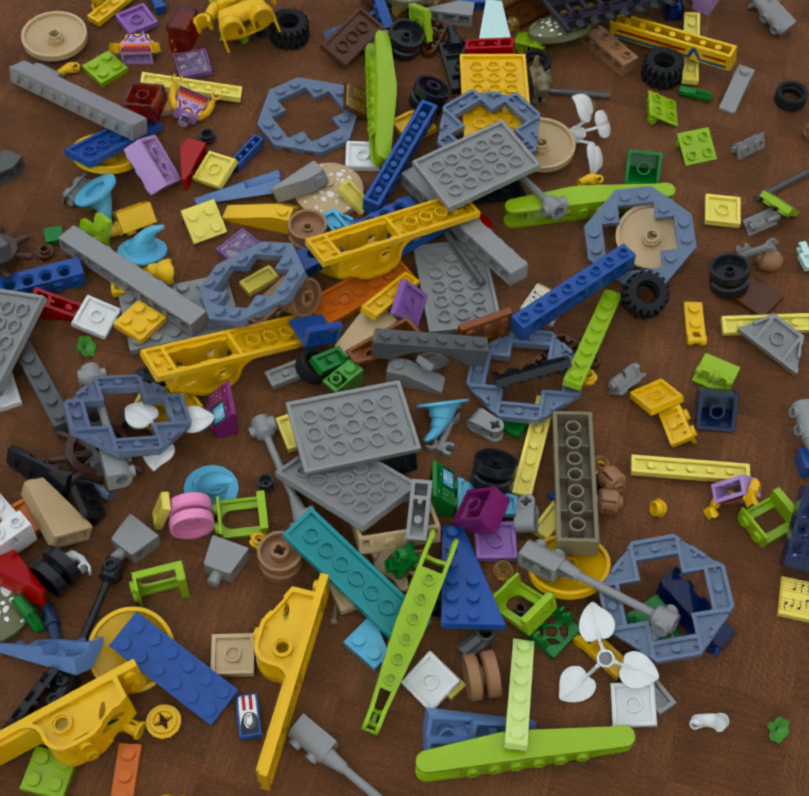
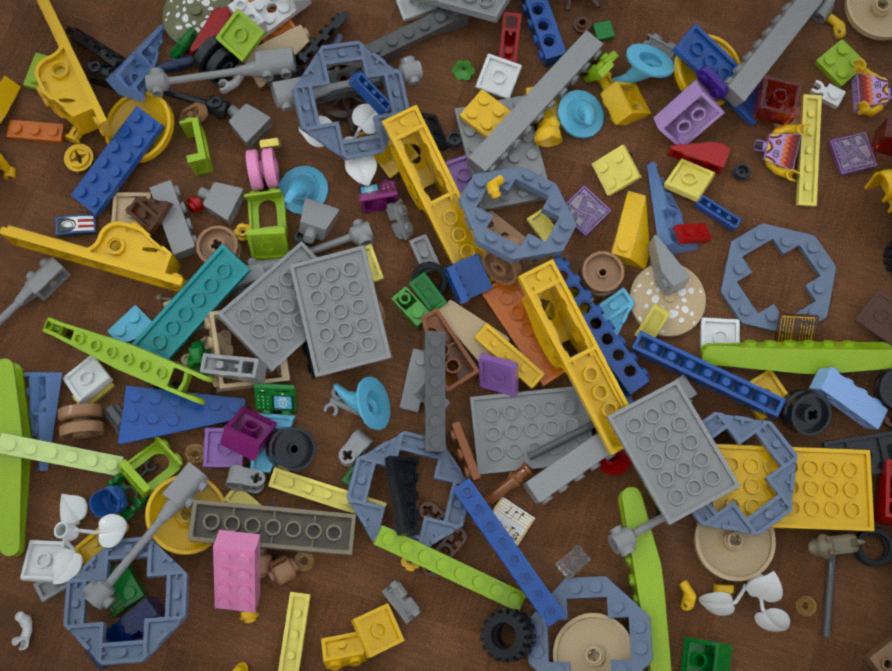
camera: 95 degrees right, 20 degrees up
(36, 529) = (241, 35): none -> lime plate
(73, 510) = (266, 66): none -> light grey bar
(119, 592) = (194, 110): none -> medium nougat plate
(121, 396) = (369, 93): none -> blue piece
(125, 138) = (712, 82): none -> dark purple plate
(133, 75) = (830, 95): none -> white plate
(226, 298) = (493, 186): none -> yellow arm
(227, 588) = (195, 205): none -> red plate
(239, 623) = (149, 212): none -> reddish brown wing
(243, 605) = (175, 223): none -> light grey brick
(250, 465) = (317, 220): none -> light grey torso
(257, 391) = (403, 227): none -> light grey hinge
(267, 167) = (692, 233): none -> red plate
(276, 505) = (268, 243): none -> lime plate
(420, 63) = (848, 398): none -> light blue brick
(505, 294) = (514, 480): none -> dark orange pin
(568, 635) = (108, 501): none -> blue helmet
(573, 252) = (573, 561): none -> clear brick
(581, 155) = (722, 587): none -> yellow tile
(622, 502) = (236, 570): none -> bright pink brick

